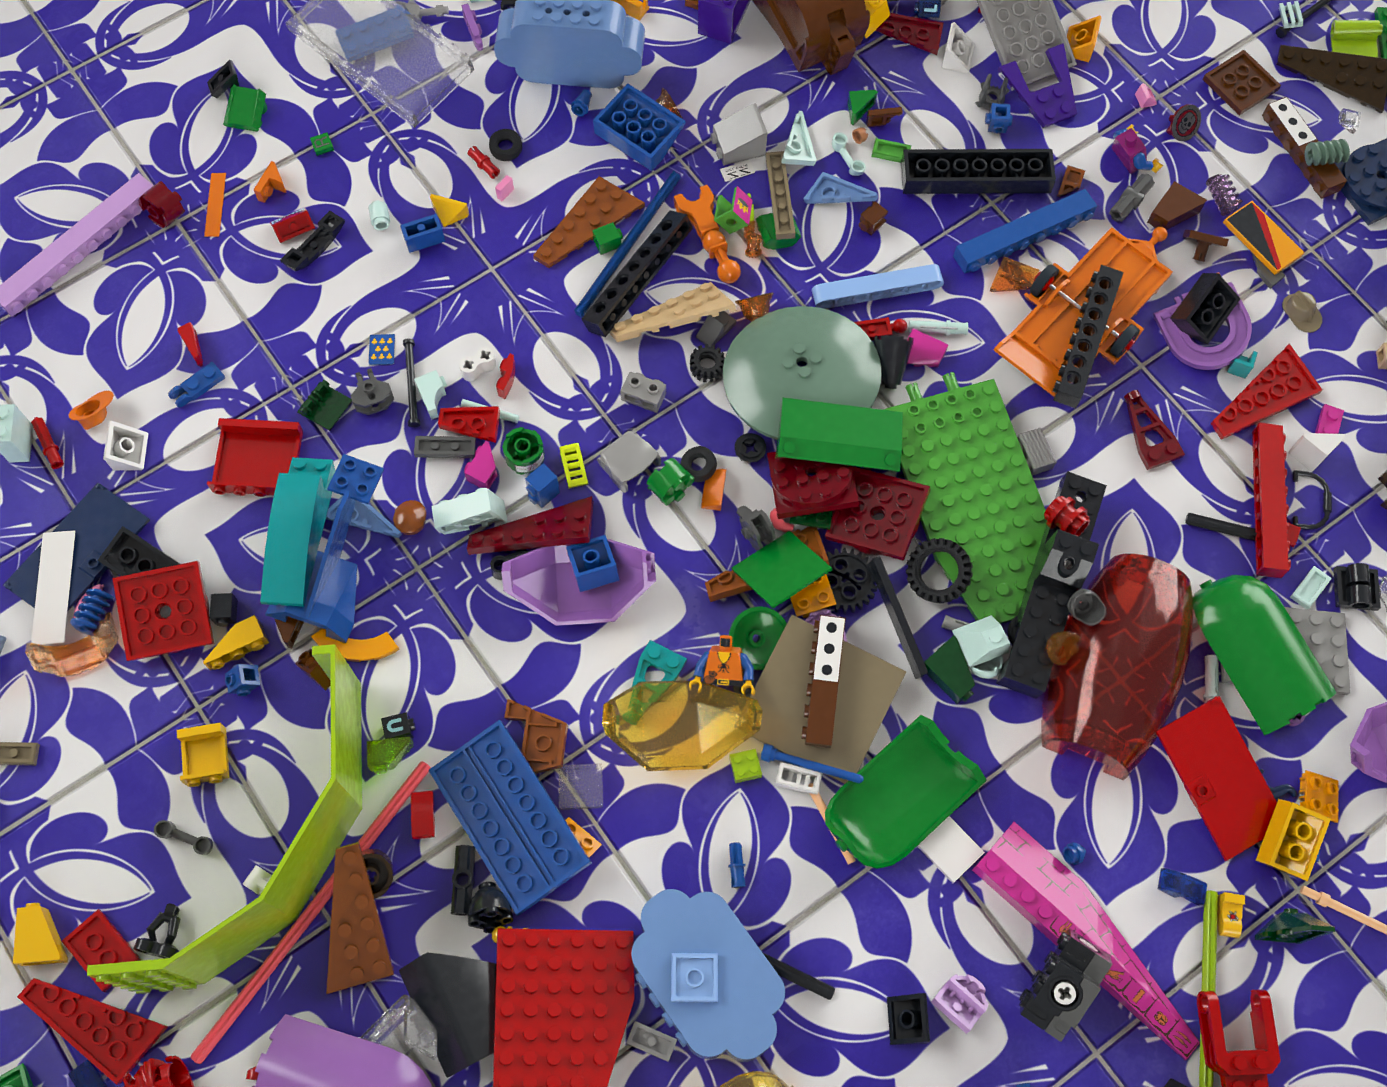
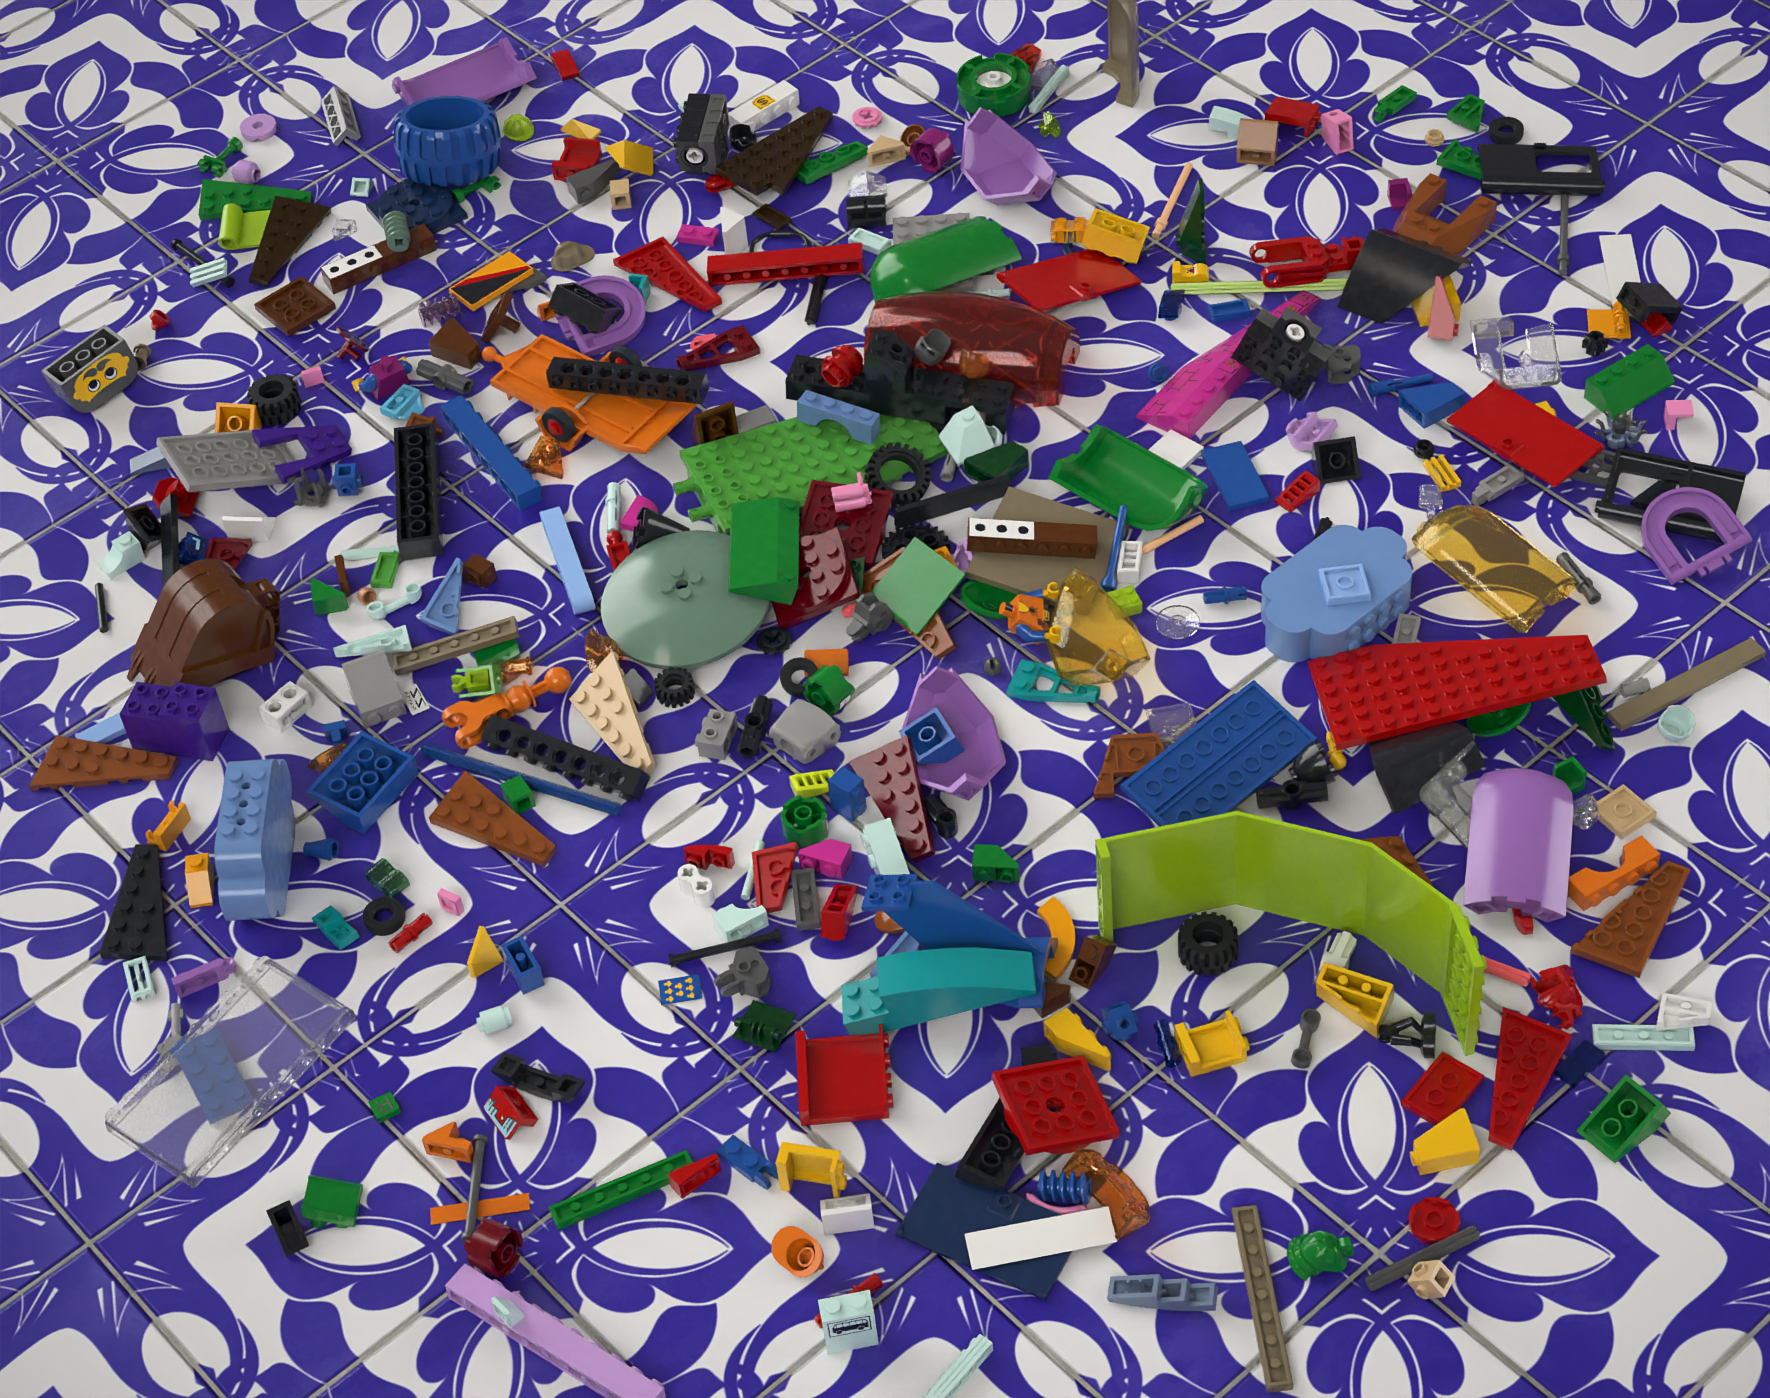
camera: 90 degrees left, 20 degrees down
(96, 207) = (507, 1311): none -> light aqua slope
(165, 423) = (810, 1165): none -> yellow panel
(188, 194) = (480, 1142): none -> dark grey bar
(200, 298) = (617, 1191): none -> green tile
(211, 889) = (1356, 996): none -> yellow wedge
(226, 717) = (1167, 1043): none -> clear blue pin
(291, 759) = (1207, 959): none -> black tyre
(424, 470) = (838, 912): none -> red slope
(444, 600) = (994, 864): none -> green slope
(505, 112) = (335, 928): none -> teal slope
(540, 145) = (387, 878): none -> clear green axle
(635, 419) = (755, 726): none -> black piece
(685, 636) = (992, 671): none -> dark grey hinge
(703, 112) = (336, 731): none -> blue tile
(708, 800) = (1177, 622): none -> clear dish
(739, 77) = (285, 707): none -> white brick
(878, 989) = (1305, 481): none -> red slope
(893, 516) = (851, 496): none -> bright pink piece
(909, 908) = (1235, 476): none -> blue tile
(915, 134) = (357, 554): none -> light aqua piece
(1019, 410) = (714, 424): none -> reddish brown slope
(1020, 520) = (860, 422): none -> medium blue arch
(1067, 1055) = (1342, 360): none -> dark grey hinge
(1097, 164) = (403, 403): none -> medium azure slope
(1115, 54) = (275, 398): none -> black tyre
(1165, 416) = (698, 341): none -> coral arm
(1171, 950) = (1229, 311): none -> blue tile
(1353, 496) = (772, 217): none -> dark brown tile

